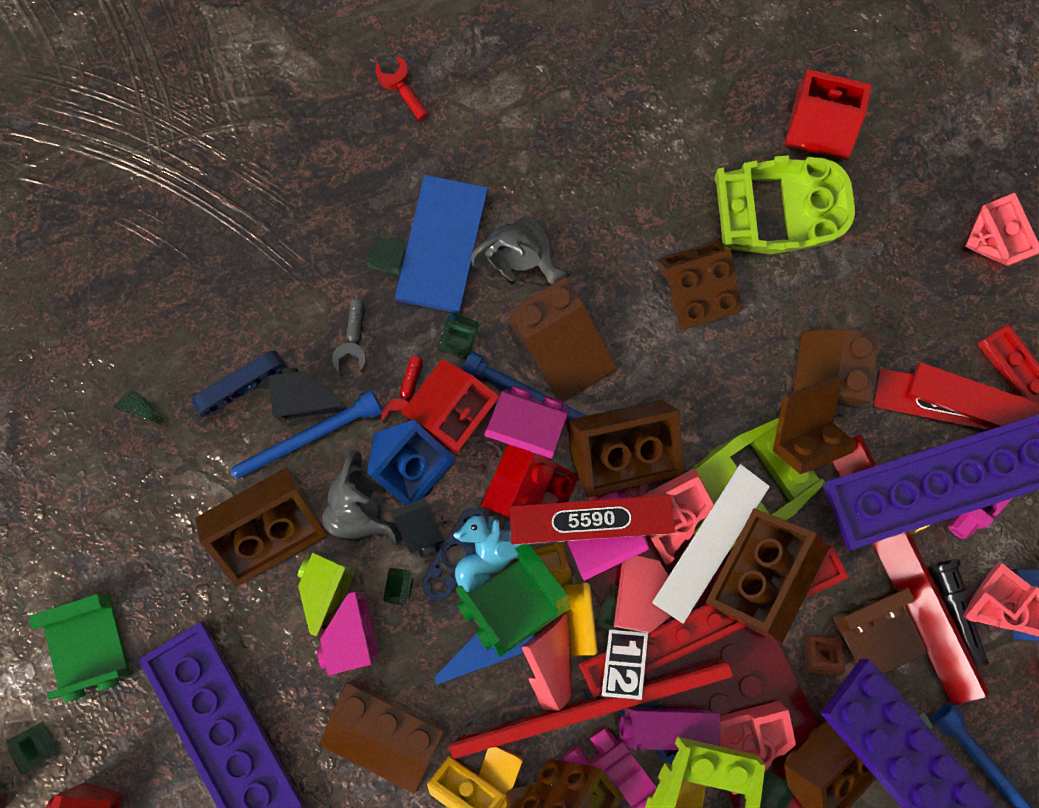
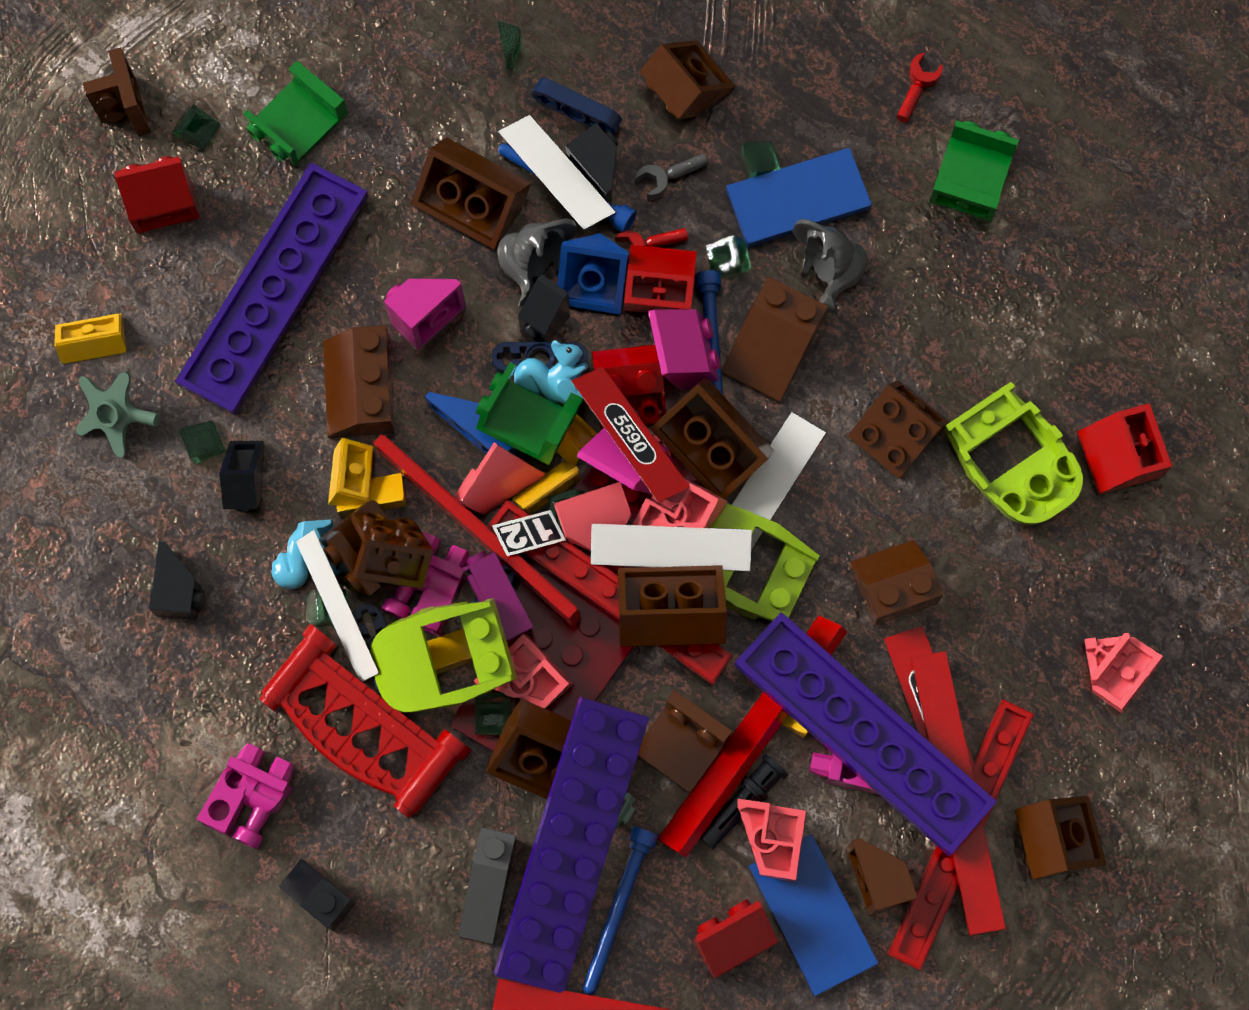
camera: 60 degrees right, 5 degrees down
(273, 273) = (686, 78): none -> reddish brown slope
(290, 437) = (556, 172): none -> white sticker
(322, 590) = (450, 261): lime slope -> none
(399, 586) = (487, 330): clear green slope -> none
(507, 88) = (974, 170): none -> green panel
(664, 382) = (776, 476): none -> white sticker
(806, 427) = (825, 577): reddish brown bracket -> none
(824, 655) = (637, 700): copper tile -> none

